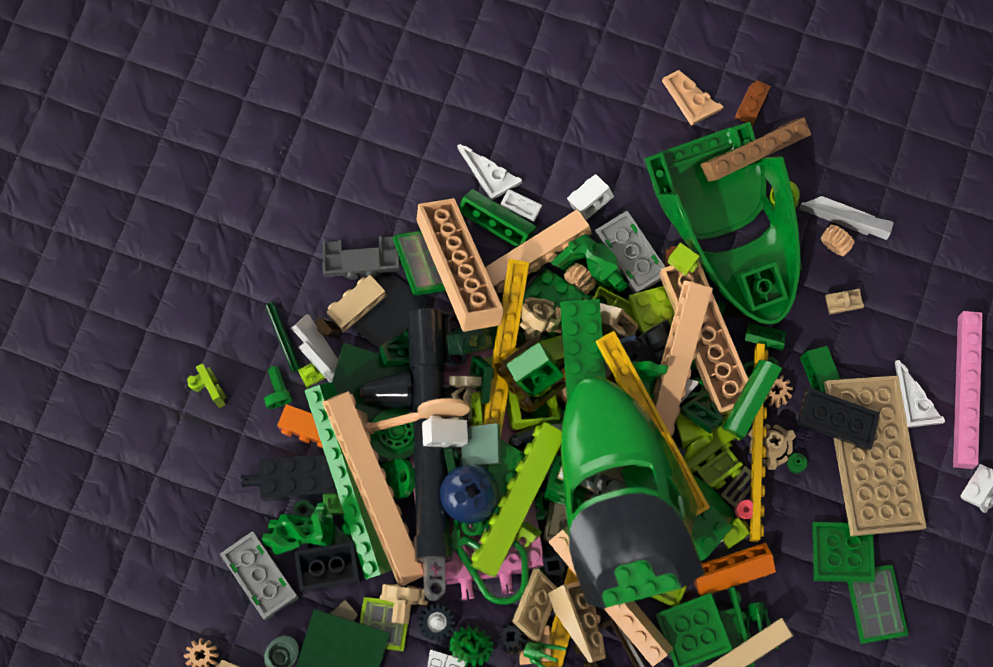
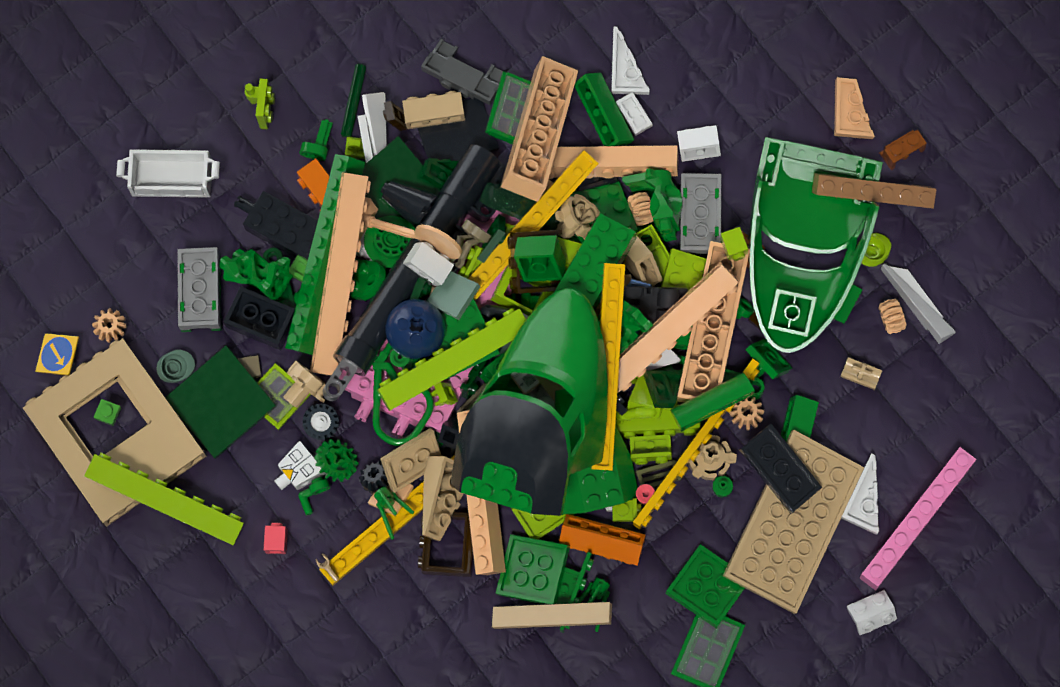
camera: 35 degrees right, 0 degrees up
(168, 493) = (169, 173): none -> white container

